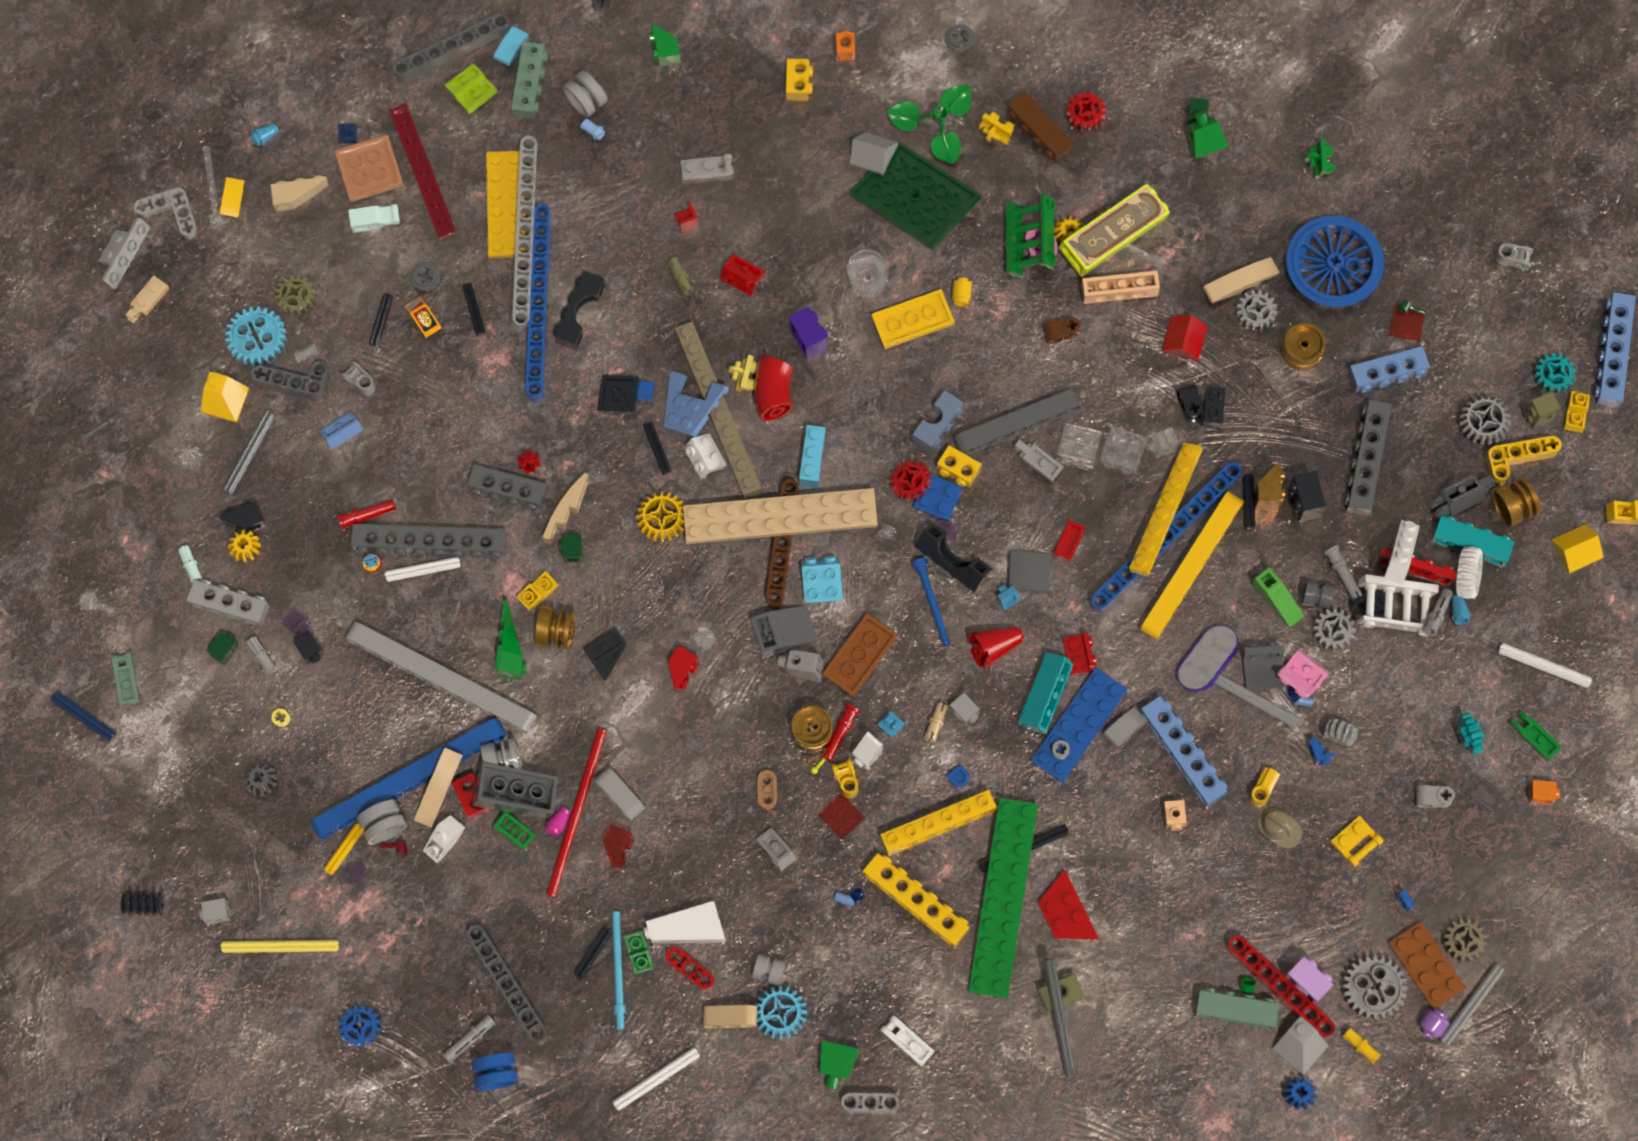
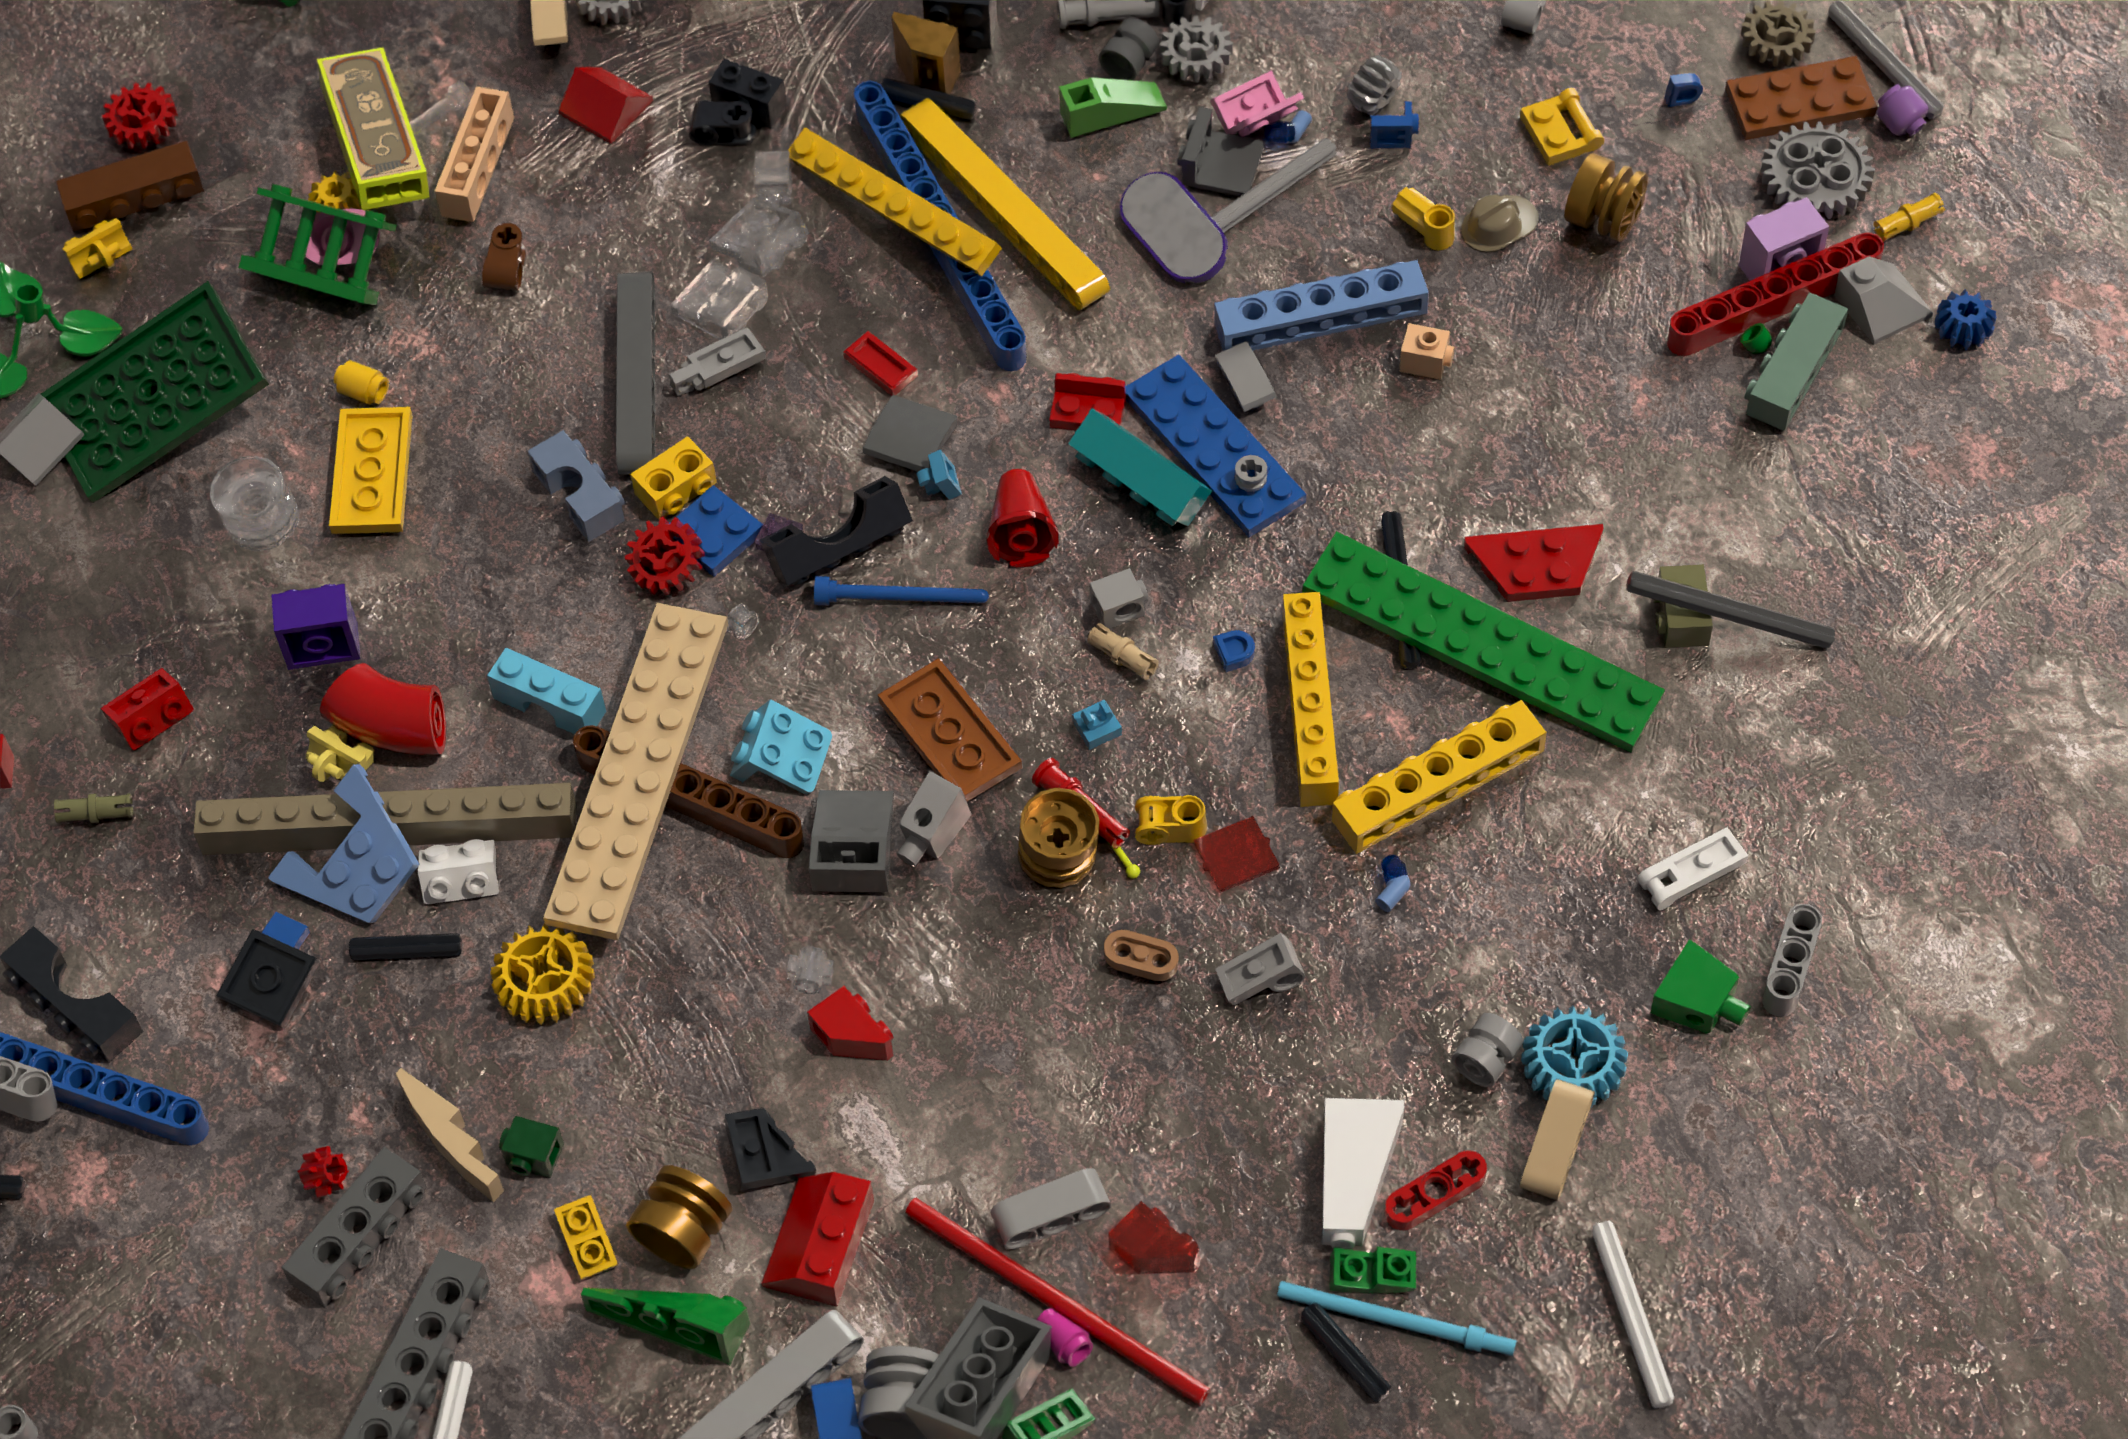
camera: 70 degrees left, 15 degrees down
(570, 695) = (820, 1237): none -> red slope
(867, 751) = (1135, 762): white slope -> none
(1306, 878) = (1601, 195): none -> pearl gold wheel

